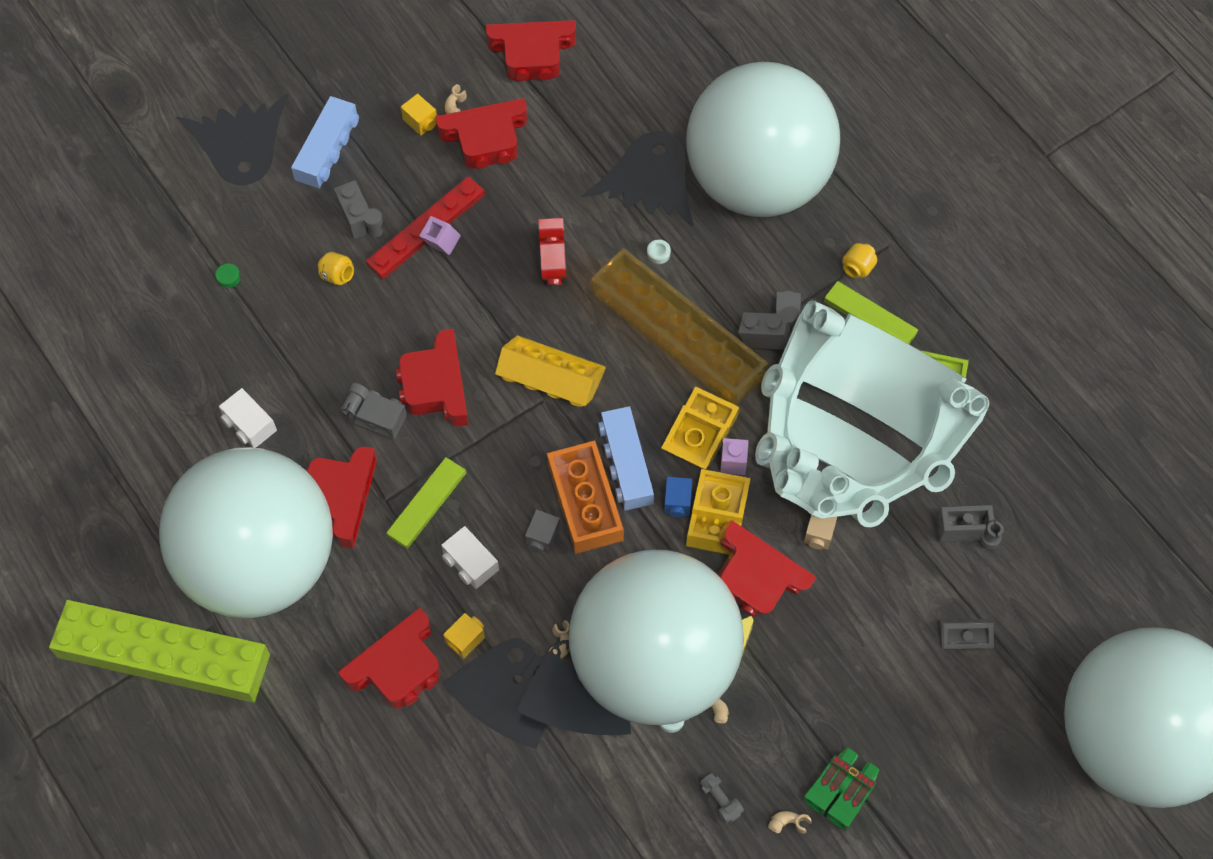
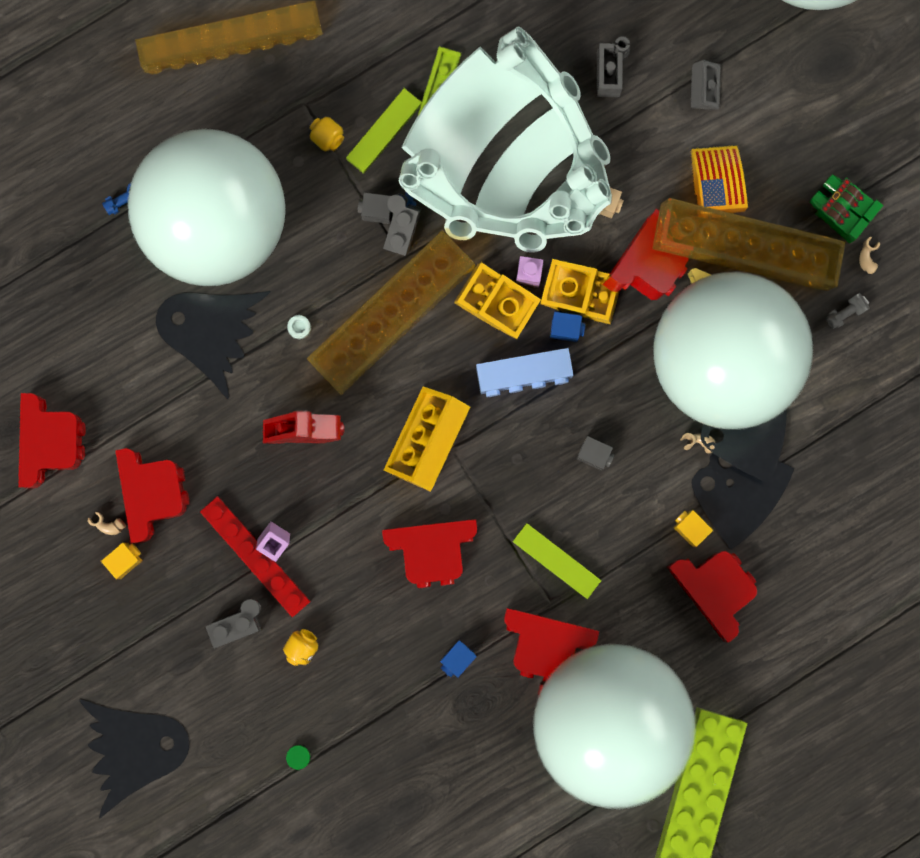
camera: 90 degrees left, 20 degrees up
(247, 418) = (462, 733): white brick -> none
(323, 410) = (457, 659): none -> blue brick
(325, 142) = (147, 658): light blue brick -> none
(373, 411) = (462, 610): dark grey hinge -> none
(469, 557) = (617, 521): white brick -> none
(585, 497) = (565, 411): orange brick -> none
(783, 672) = (748, 245): none -> clear yellow brick
(857, 647) = (719, 179): none -> slope
(948, 172) = (229, 37): none -> clear yellow brick

